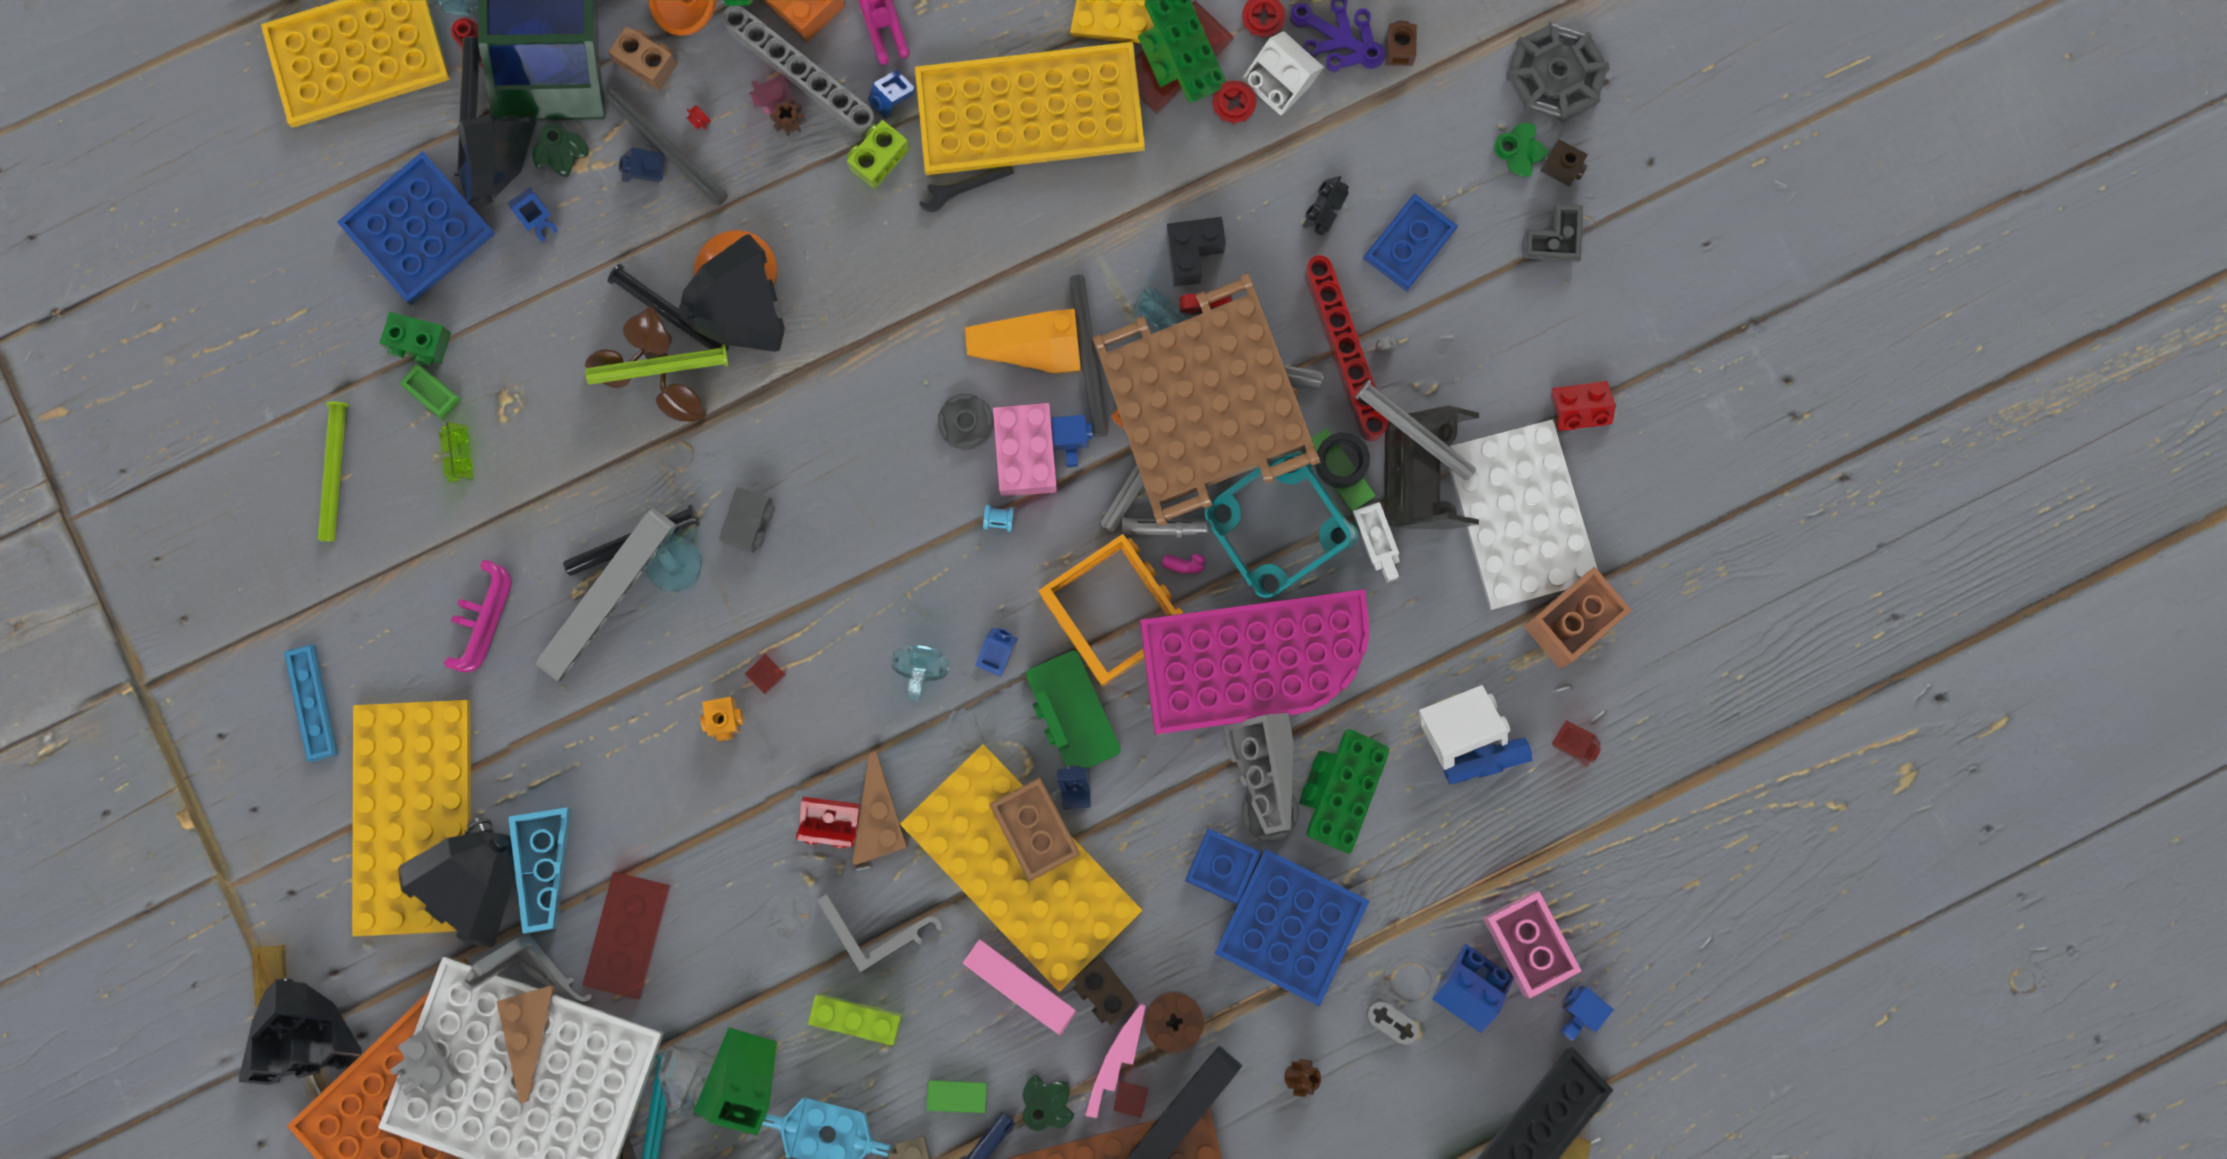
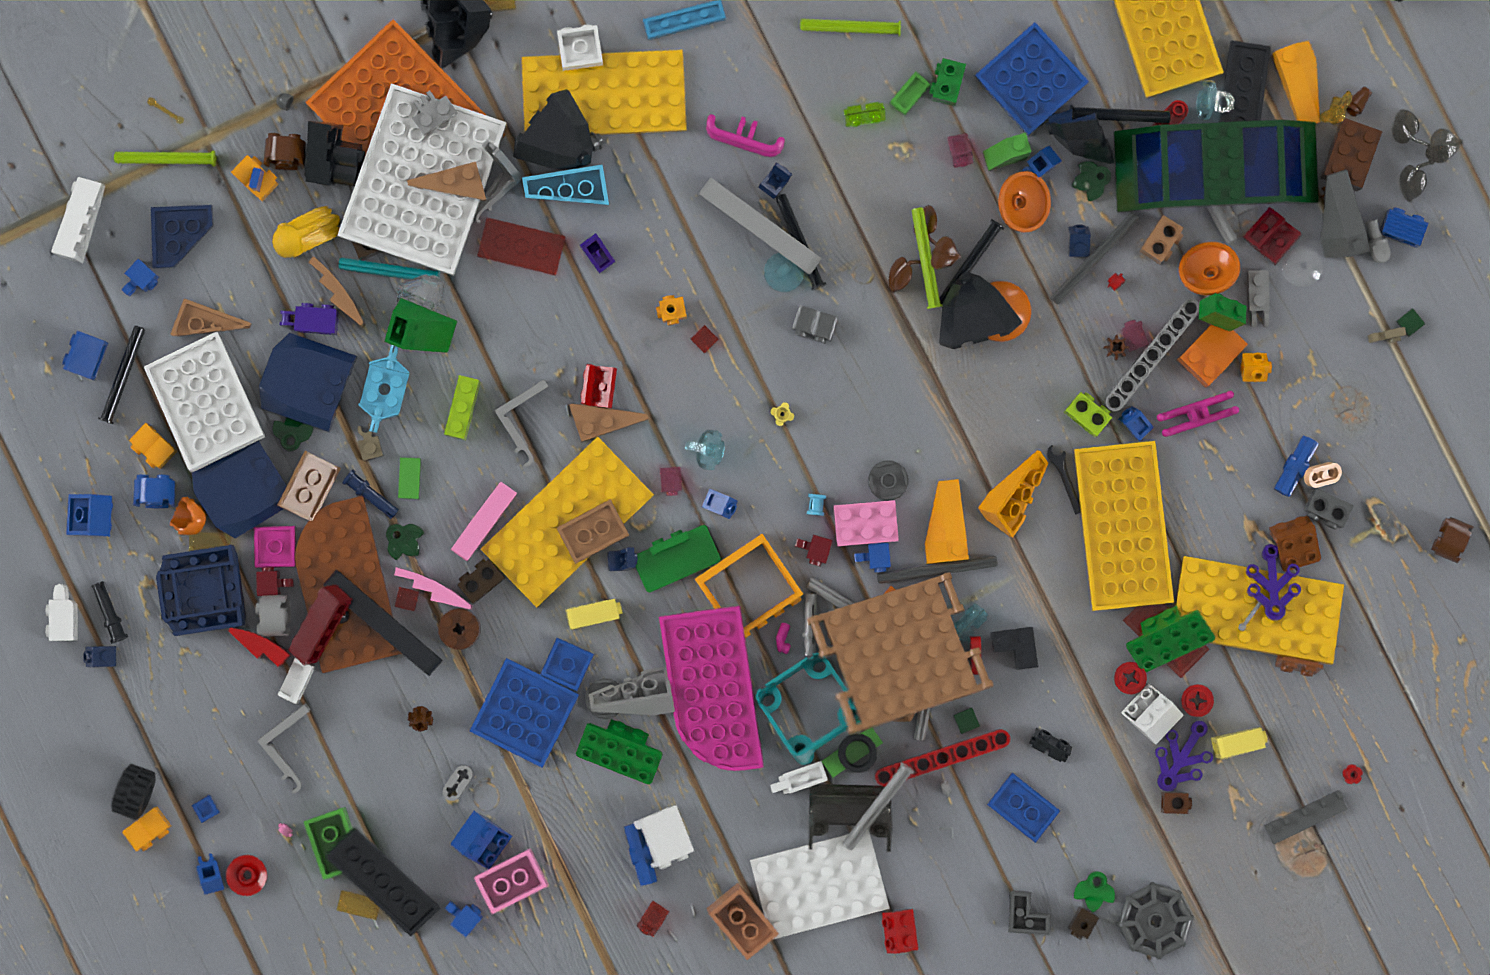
camera: 85 degrees right, 5 degrees up
(340, 850) = (579, 47): none -> white plate
(510, 322) = (960, 150): none -> clear pink bracket
(513, 254) = (1007, 152): none -> bright green slope
(543, 573) = (775, 180): none -> dark blue bracket
(583, 234) = (1032, 199): none -> orange dish
(637, 825) = (597, 253): none -> dark purple slope
(864, 562) = (787, 414): none -> light yellow plate
(963, 720) = (671, 480): none -> clear pink bracket
(992, 259) = (1009, 499): none -> light orange wedge
(1060, 516) = (817, 549): none -> dark red brick
(1151, 827) = (594, 613): none -> light yellow slope
(1294, 317) = (966, 720): none -> dark green tile

